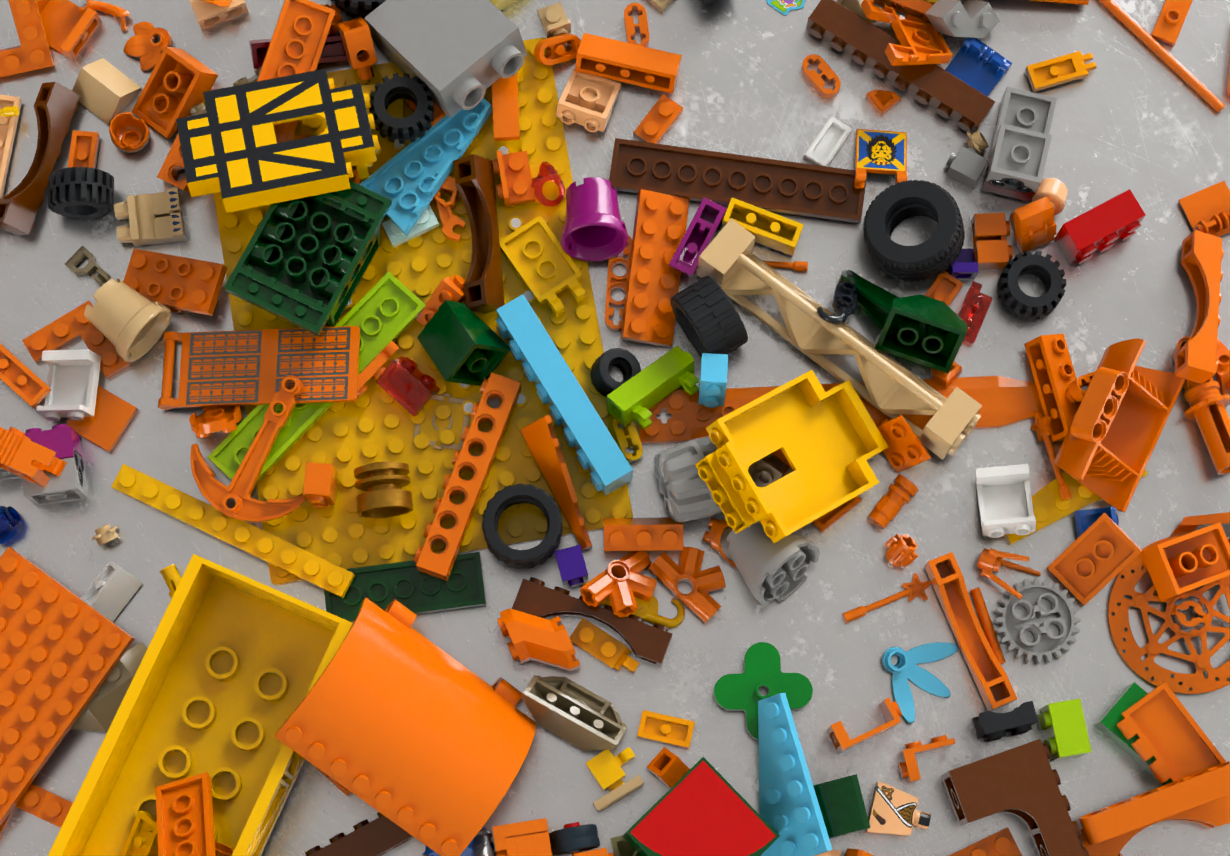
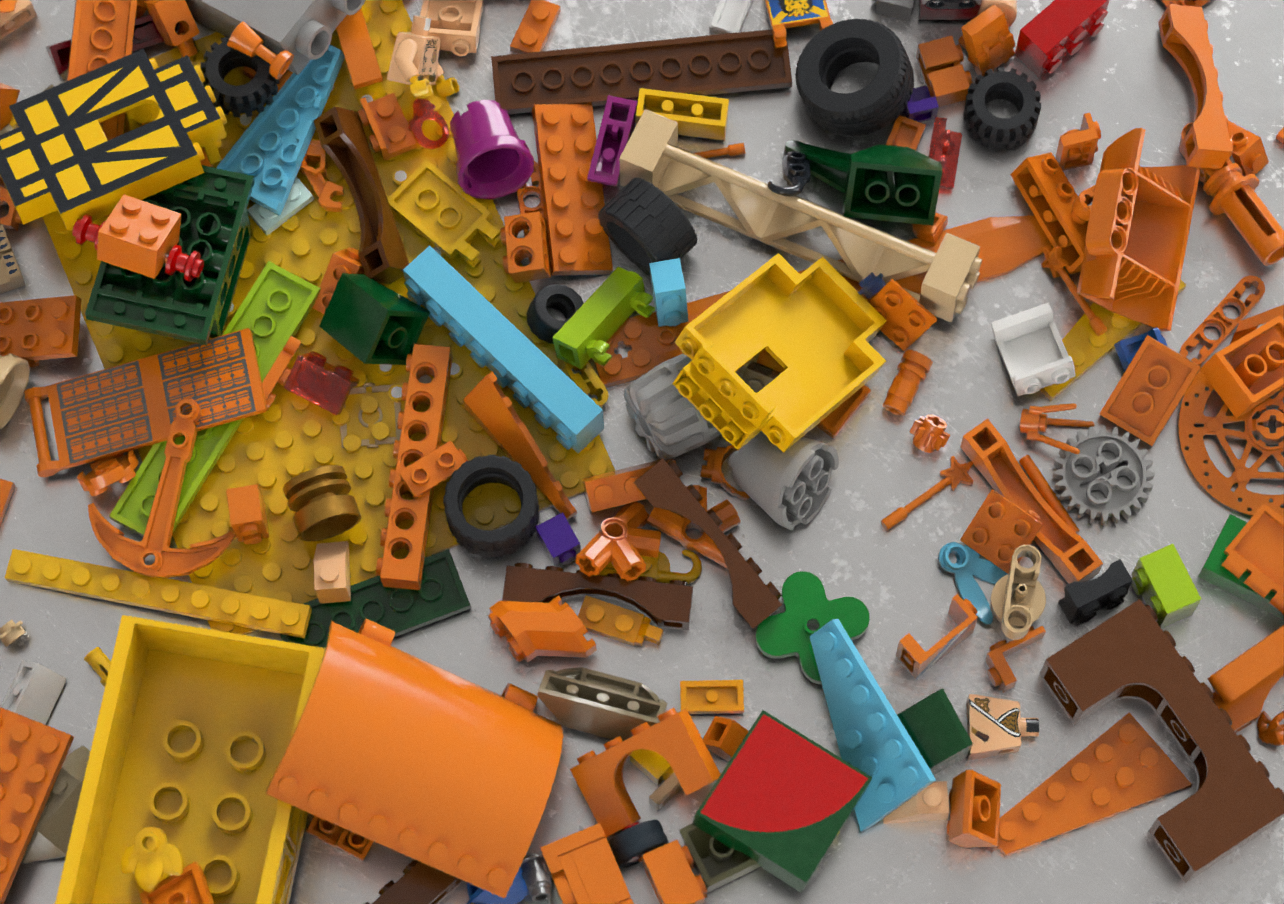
camera: 10 degrees left, 5 degrees down
(170, 764) = (153, 862): none -> yellow plate
(283, 235) = (140, 239): none -> orange brick
(378, 548) = (332, 572): none -> light nougat slope
(415, 85) = (249, 43): none -> orange piece
(481, 483) = (432, 469): none -> orange bracket
(551, 131) = (417, 63): none -> light nougat torso
(610, 310) = (533, 245): none -> orange brick
(624, 763) = (602, 774): none -> orange arch
(669, 551) = (749, 593): none -> reddish brown arch
(883, 413) = (871, 284): none -> clear blue plate
(940, 650) = (1000, 530): none -> orange hinge
(940, 709) = (1019, 596): none -> tan beam
(1087, 334) = (1077, 146): none -> orange bracket
(1170, 513) = (1221, 322): none -> orange beam

